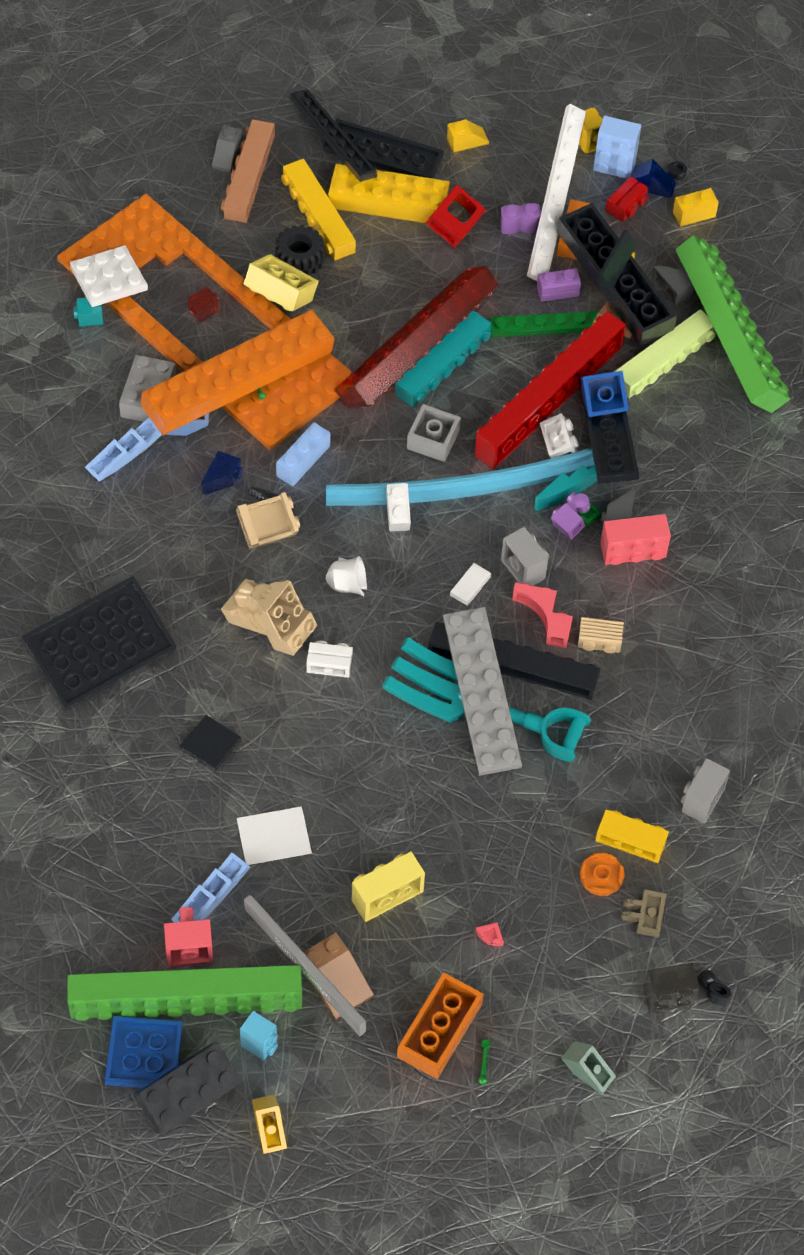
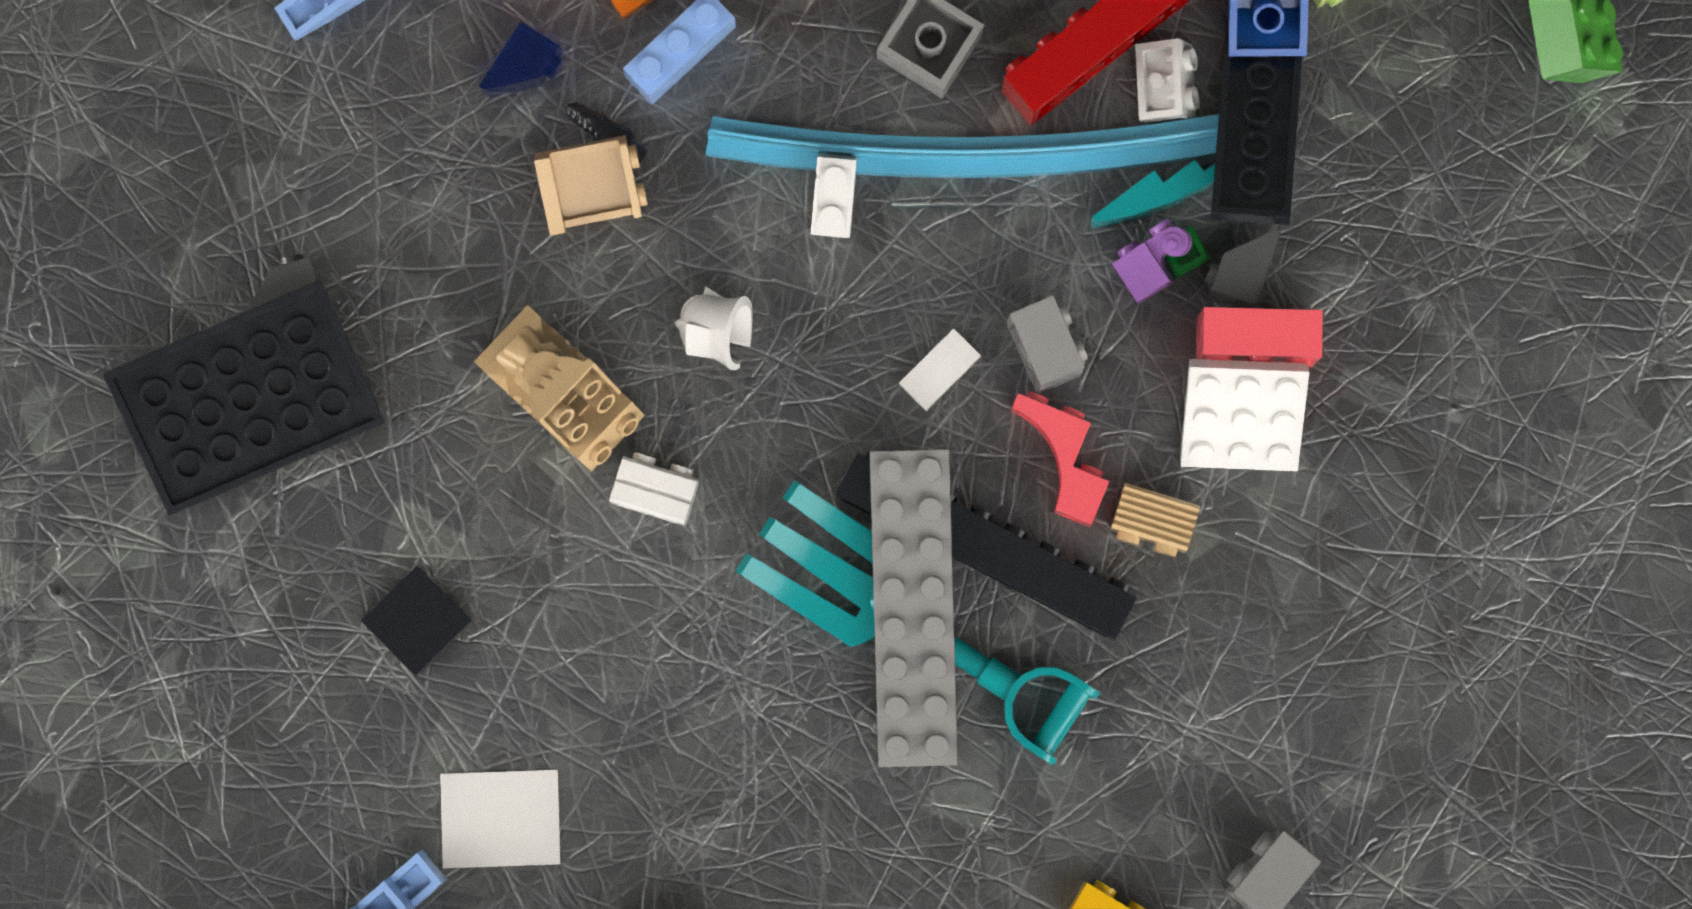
camera: 15 degrees right, 25 degrees up
(636, 575) = (1244, 414): none -> white plate

